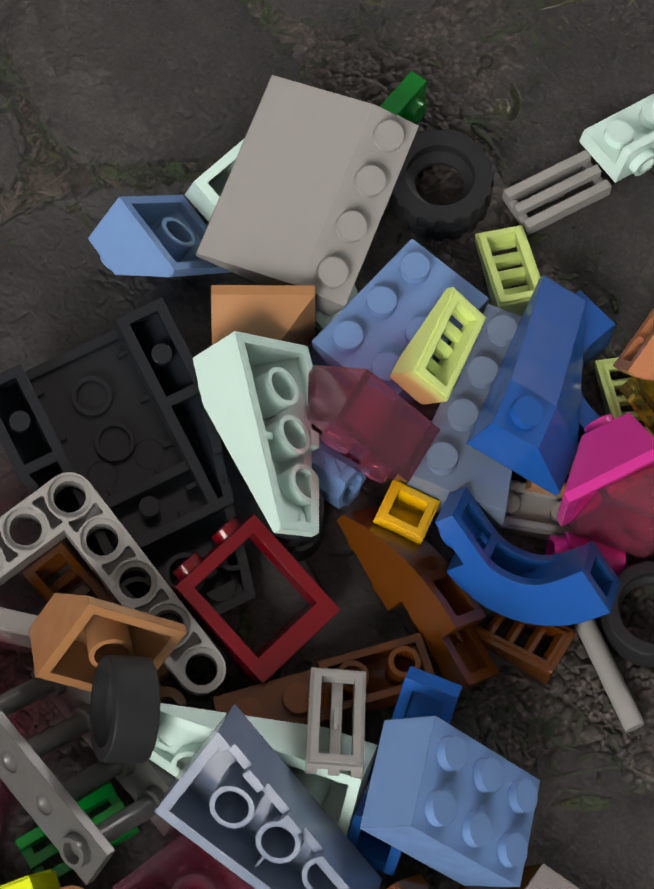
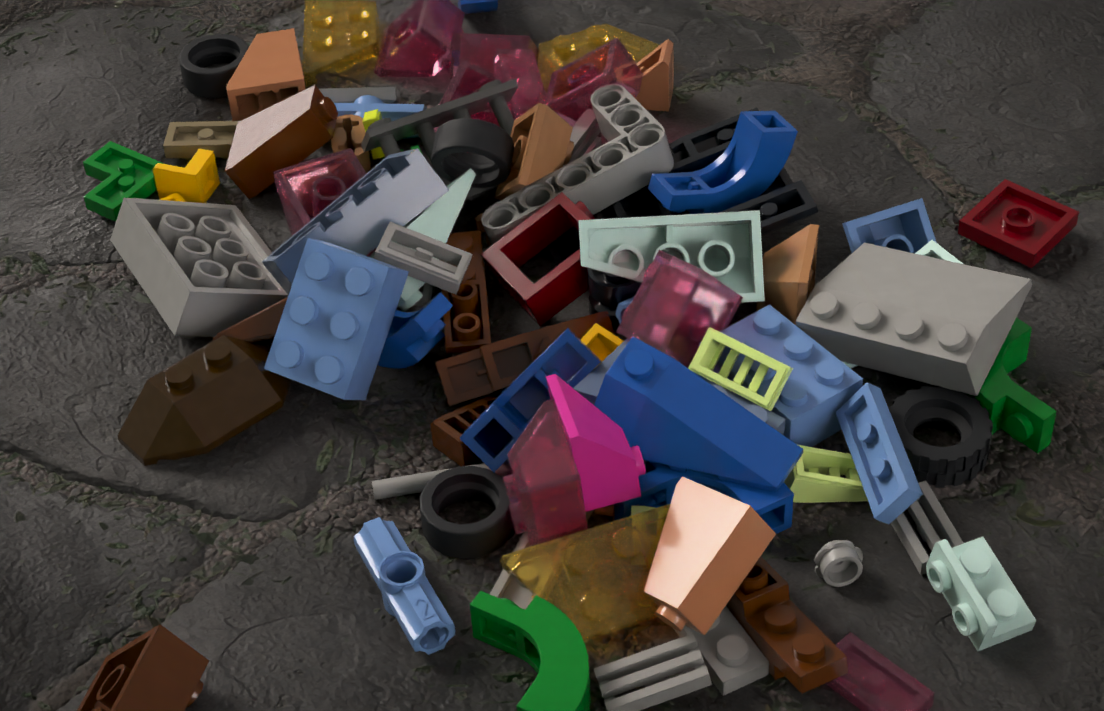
camera: 105 degrees right, 25 degrees down
(85, 127) = (1018, 223): none -> dark red plate
(91, 409) = (739, 175): none -> blue arch
(501, 222) = (878, 453): none -> medium blue plate
(627, 256) = (839, 563): none -> light grey plate

